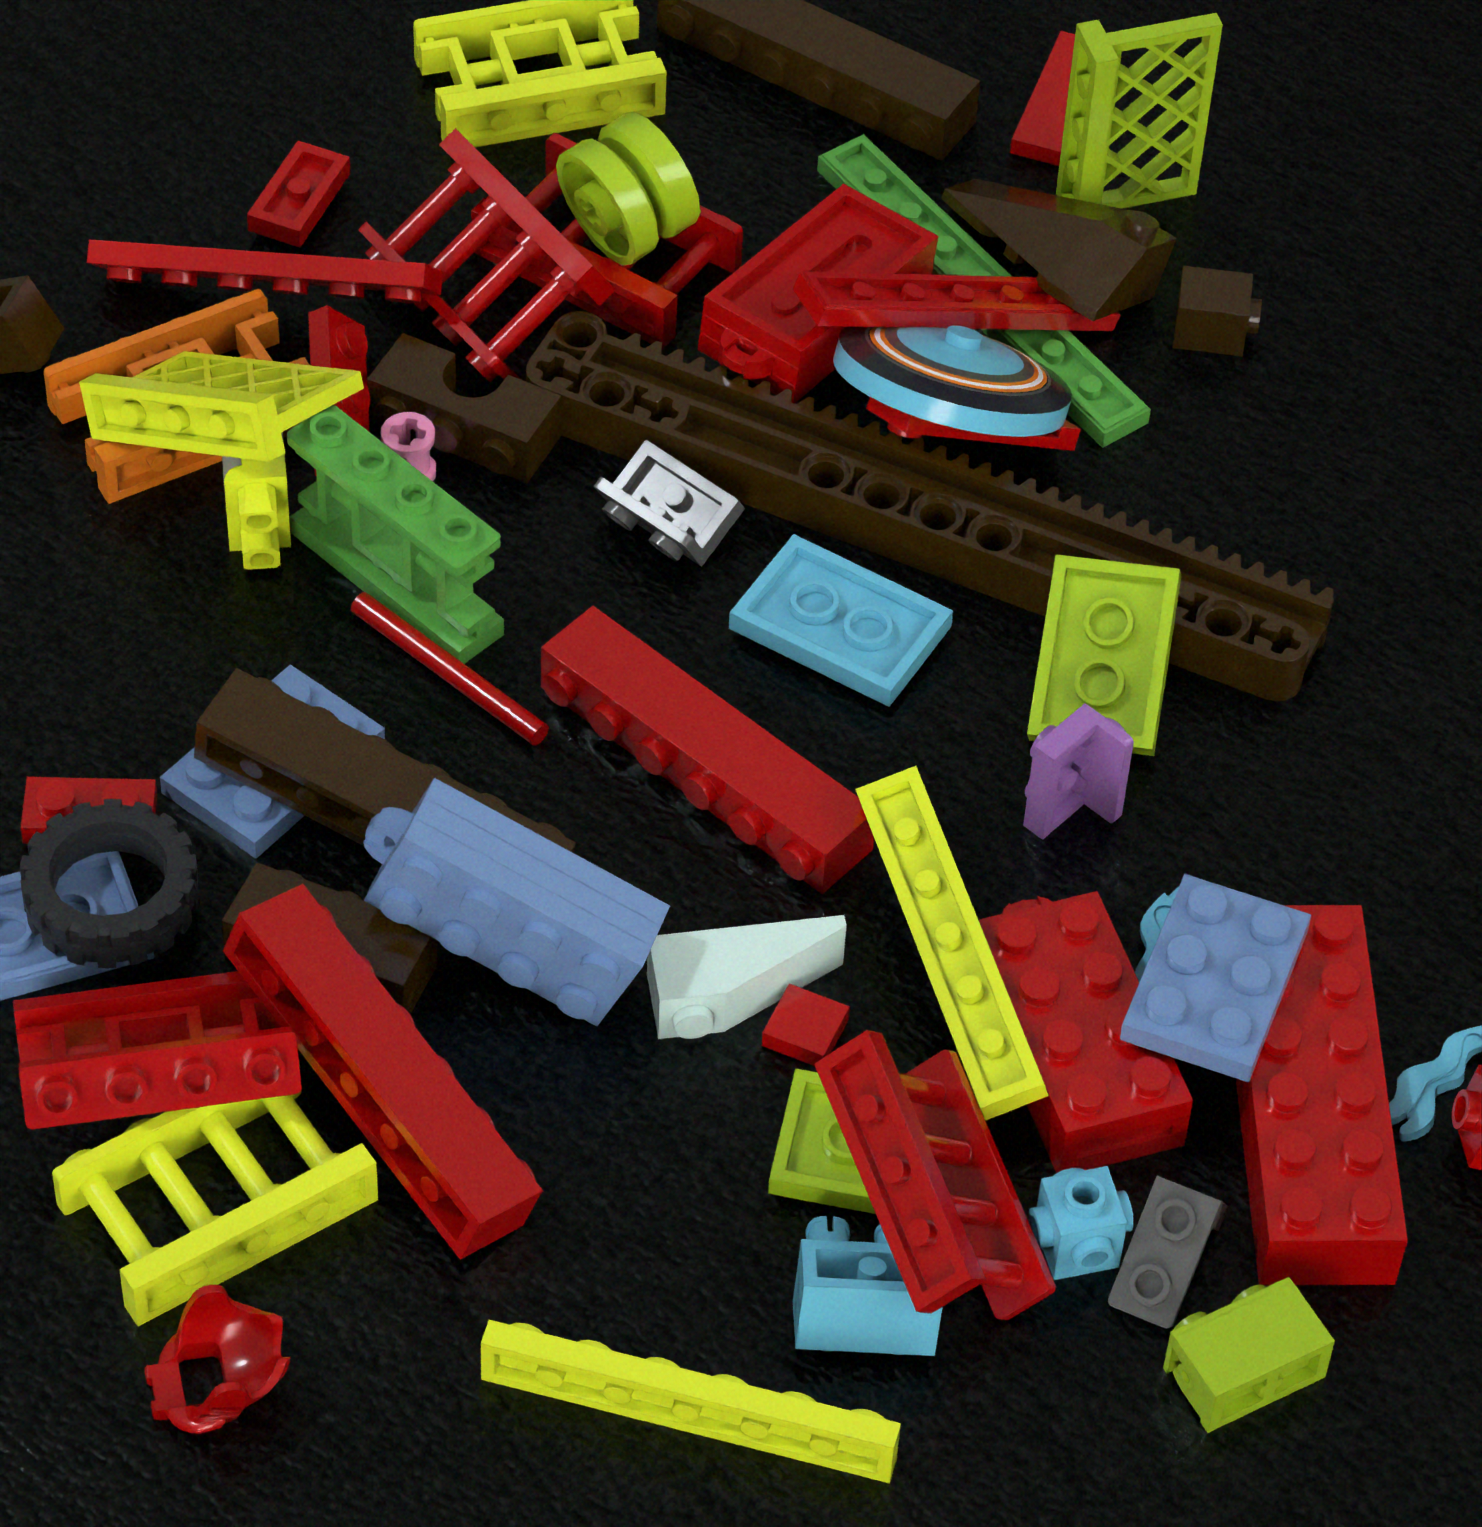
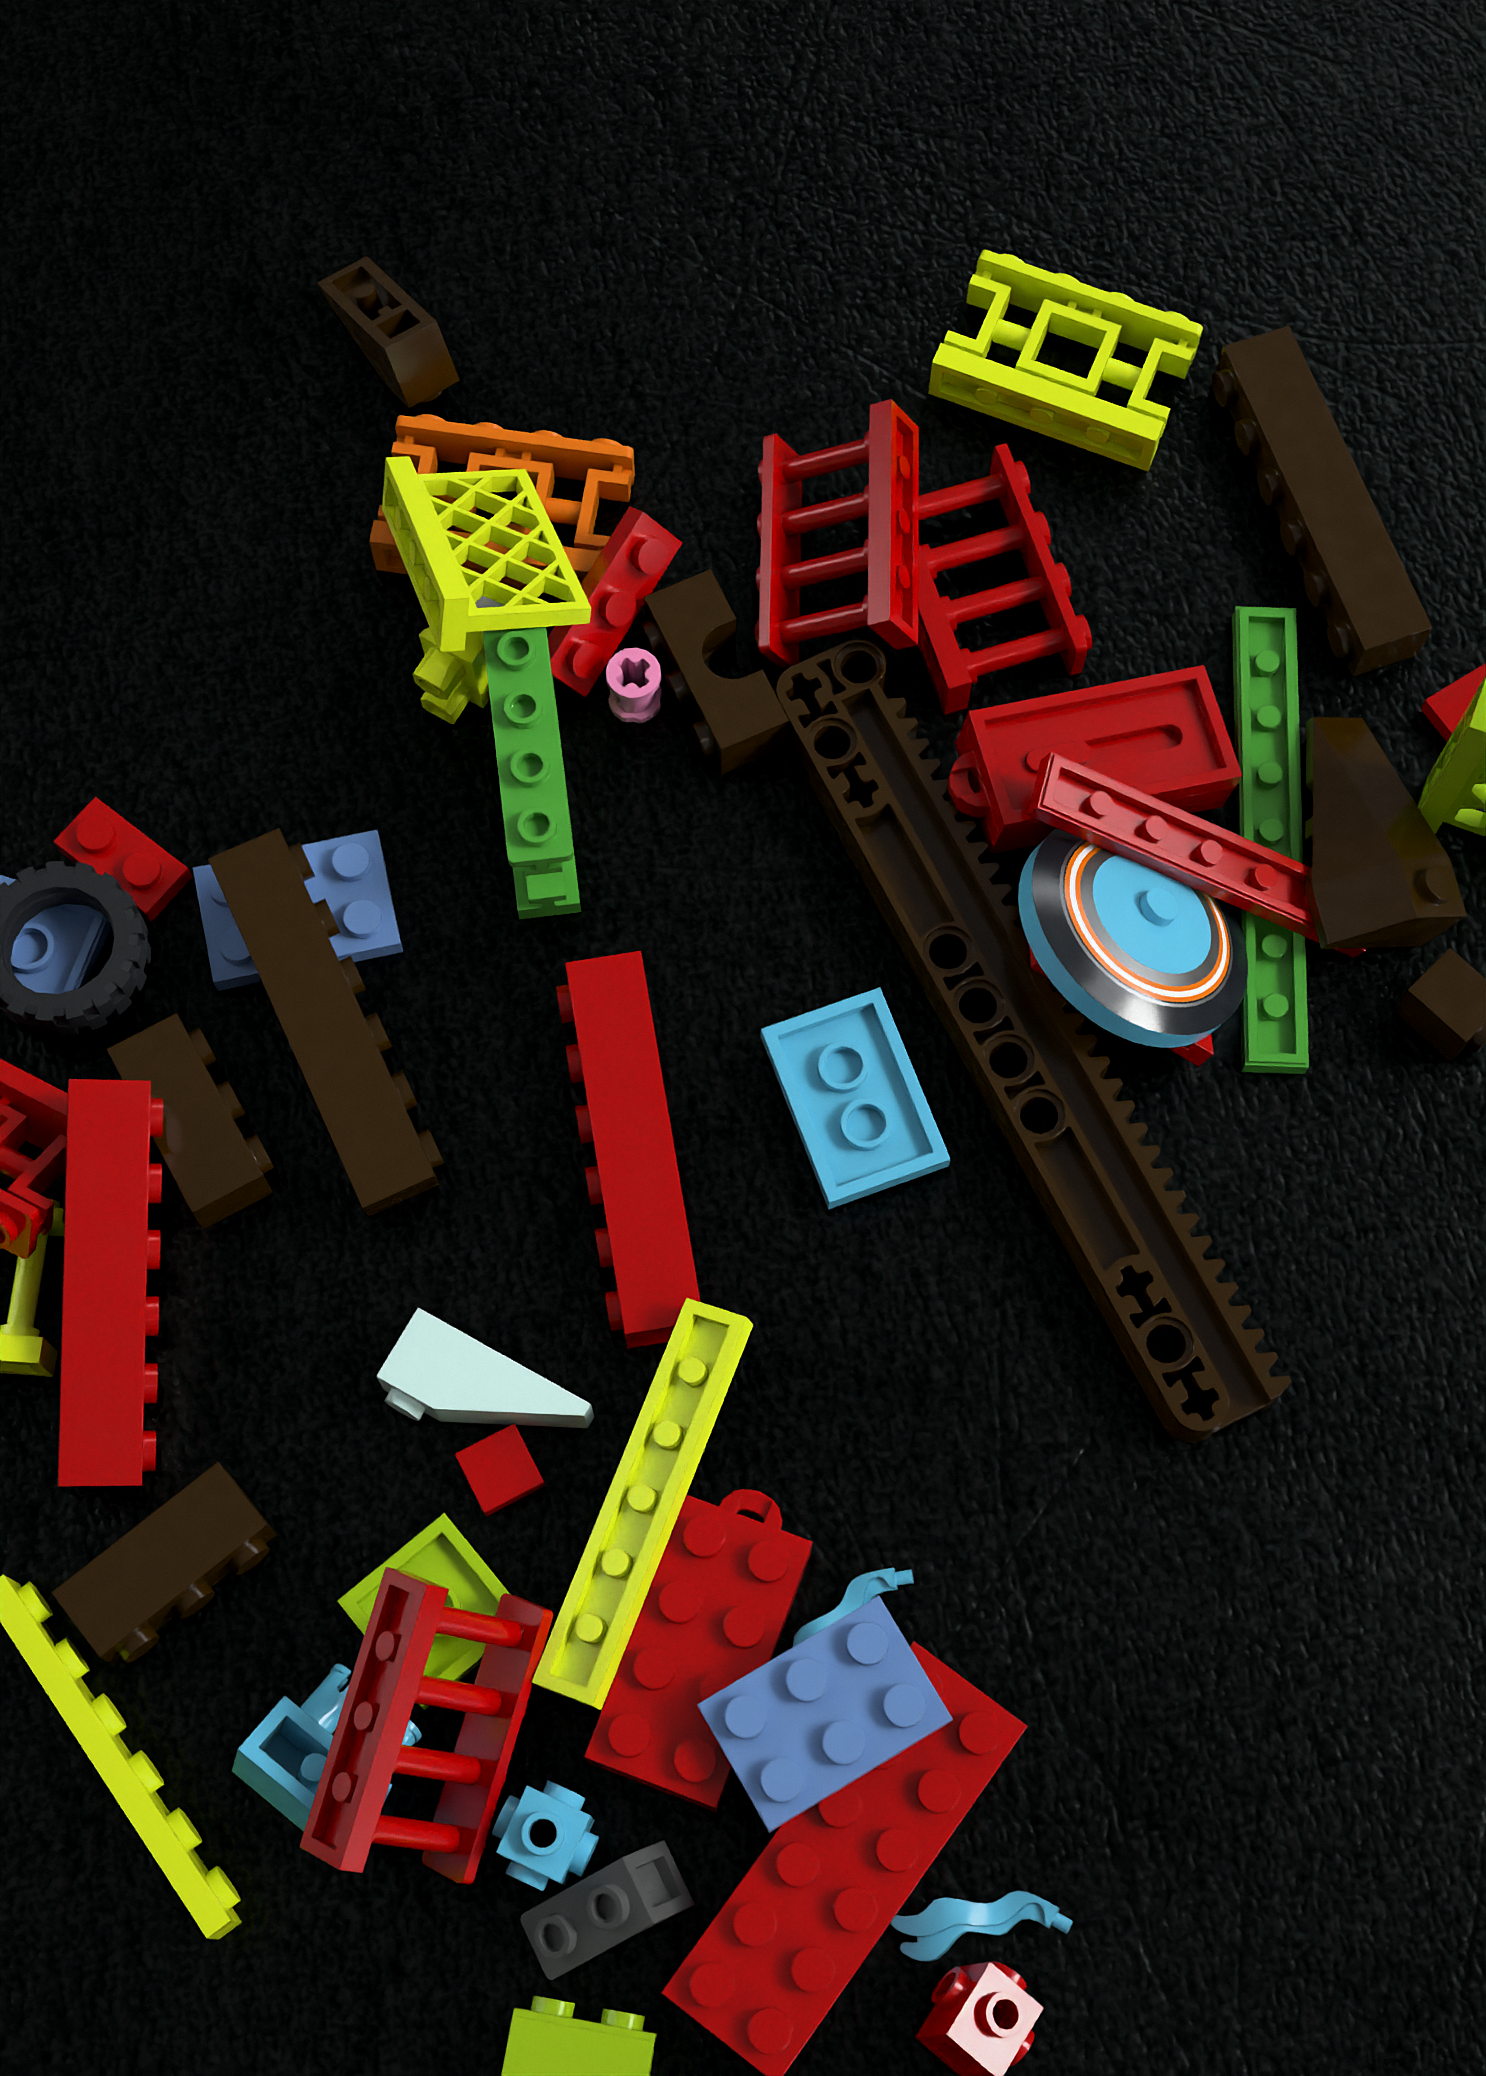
camera: 40 degrees right, 20 degrees up
(288, 272) = (665, 443): red plate -> none
(298, 193) = (759, 362): red plate -> none
(450, 668) = (504, 918): red bar -> none
(512, 900) = (315, 1211): medium blue piece -> none
(609, 1243) = (165, 1566): none -> dark brown brick
(628, 188) = (992, 555): lime wheel -> none
(671, 503) = (802, 884): bracket -> none
(1077, 765) = (898, 1394): medium lavender bracket -> none
(1106, 645) = (1031, 1303): lime plate -> none

